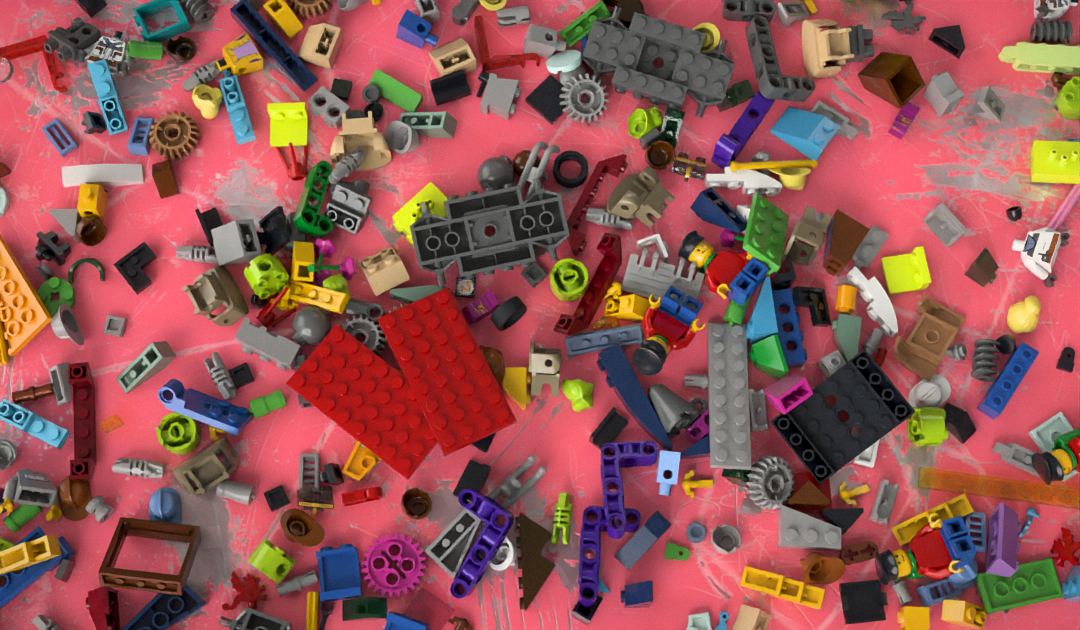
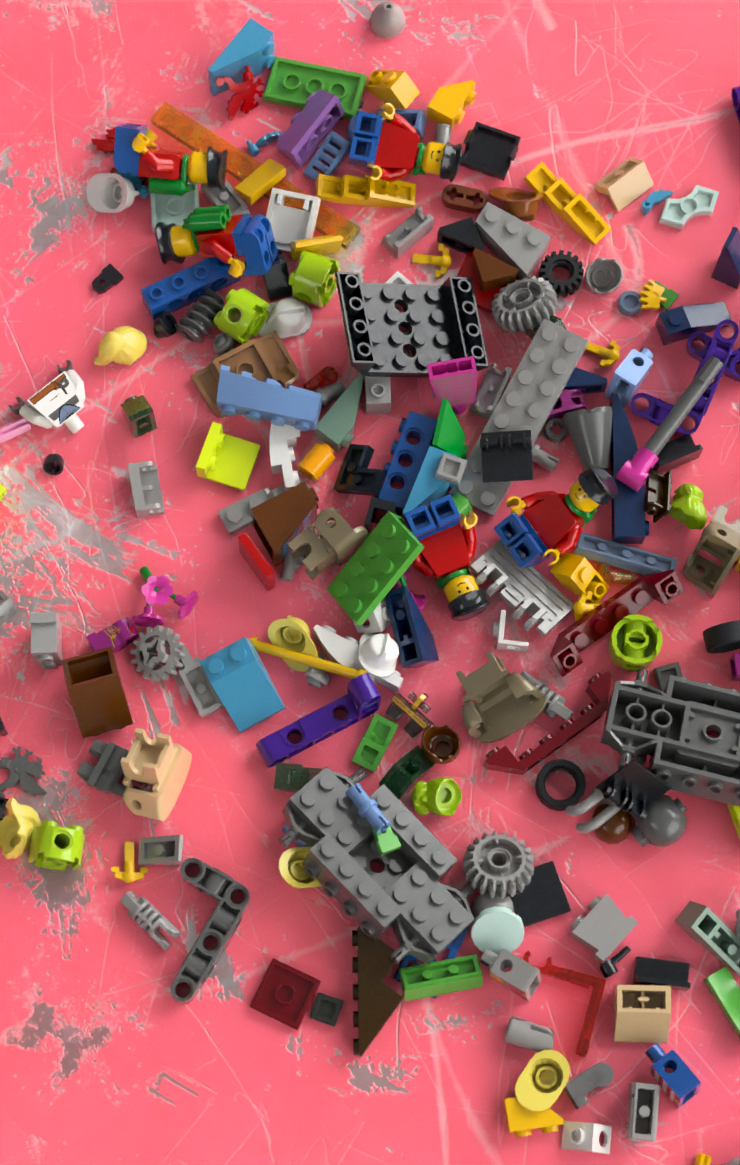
camera: 155 degrees left, 0 degrees up
(524, 168) = (633, 789): none -> black hinge
(600, 383) = (659, 502): none -> dark brown hinge
(628, 392) = (635, 472): none -> dark grey piece
(649, 138) = (442, 771): dark grey tile -> none
(660, 69) = (386, 841): none -> piece
(682, 544) = (652, 296): none -> yellow piece
(683, 79) = (368, 808): none -> medium blue pin
(701, 140) = (375, 742): none -> bright green slope
(722, 358) = (506, 456): none -> black hinge
(732, 187) = (378, 654): none -> white piece
(754, 320) = (450, 469): none -> light grey tile
(766, 519) = (568, 262): none -> black tyre
(767, 69) = (243, 784): dark grey beam -> none
(844, 204) = (256, 561): none -> red tile
(870, 125) = (169, 653): none -> light grey gear
(894, 151) = (157, 591): none -> dark pink plant
(904, 313) = (267, 400): none -> medium blue wedge
(942, 451) = (321, 245): none -> yellow slope
(959, 371) = (242, 315): none -> lime brick
(968, 462) = (291, 223): none -> white container
(1008, 414) = (222, 236): none -> piece
(1010, 482) = (261, 181): none -> yellow slope

